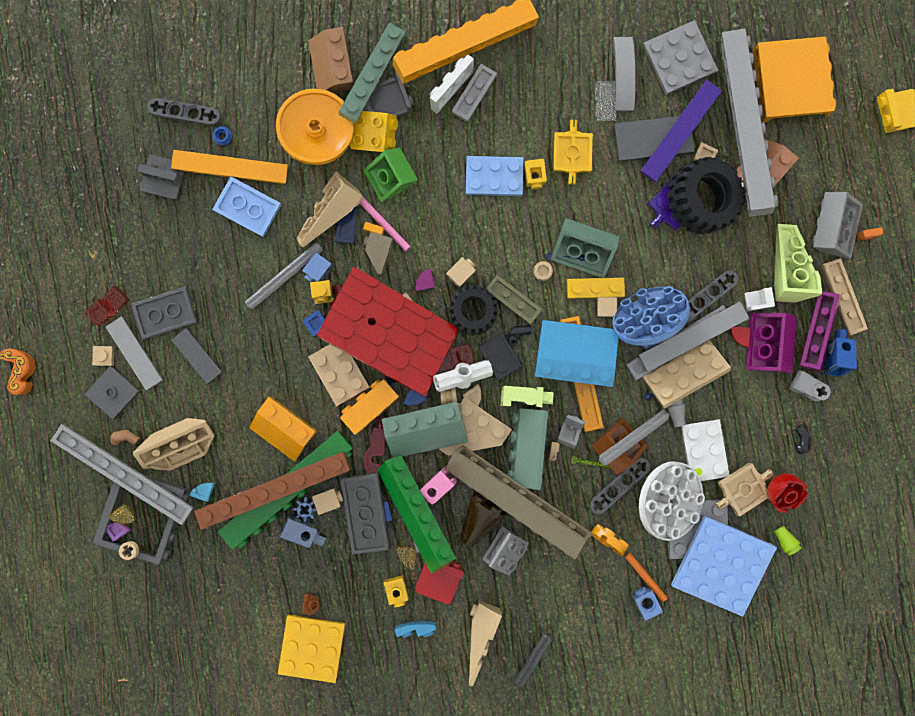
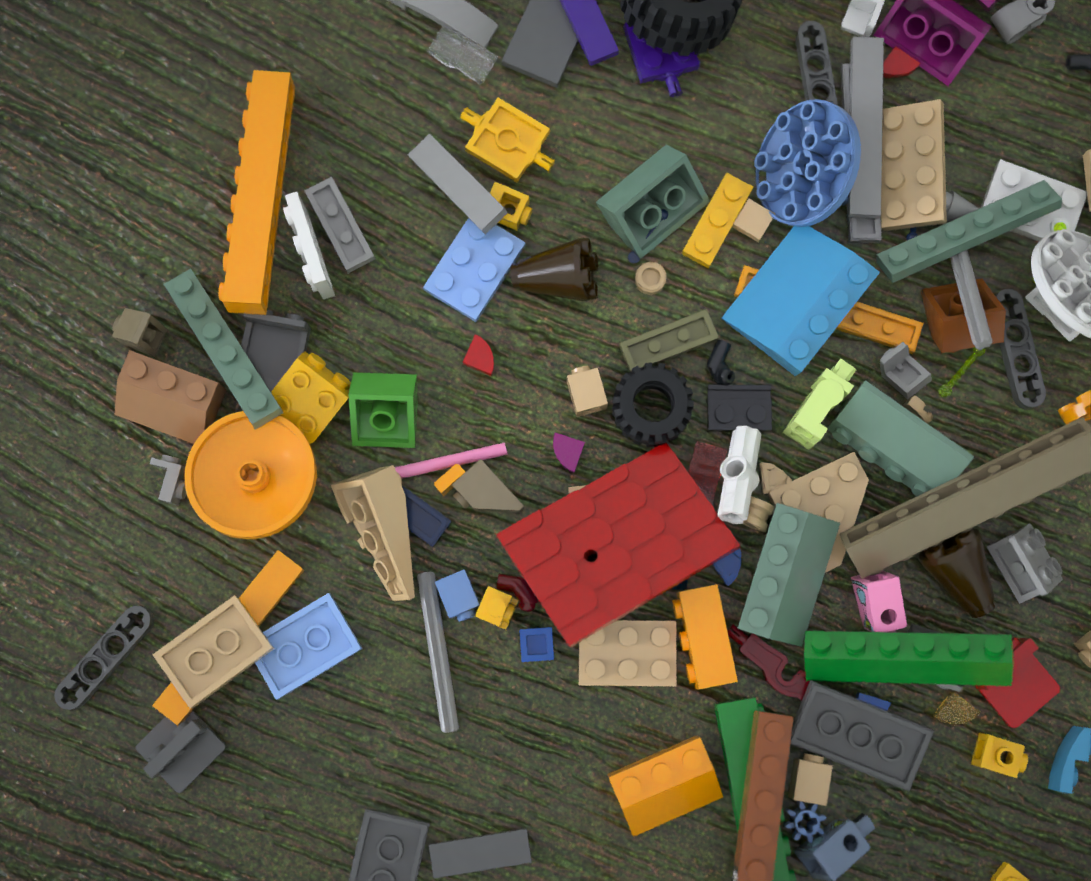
camera: 60 degrees left, 5 degrees down
(216, 163) = (213, 652): none -> tan plate
(219, 131) = (166, 617): blue plate -> none
(287, 91) = (174, 484): none -> light grey bracket
(356, 26) = (139, 331): none -> dark tan slope
(448, 207) = (479, 356): none -> red tile
(516, 221) = (559, 271): none -> dark brown cone
(531, 140) = (457, 184): none -> light grey tile
(666, 423) = (968, 231): none -> sand green plate

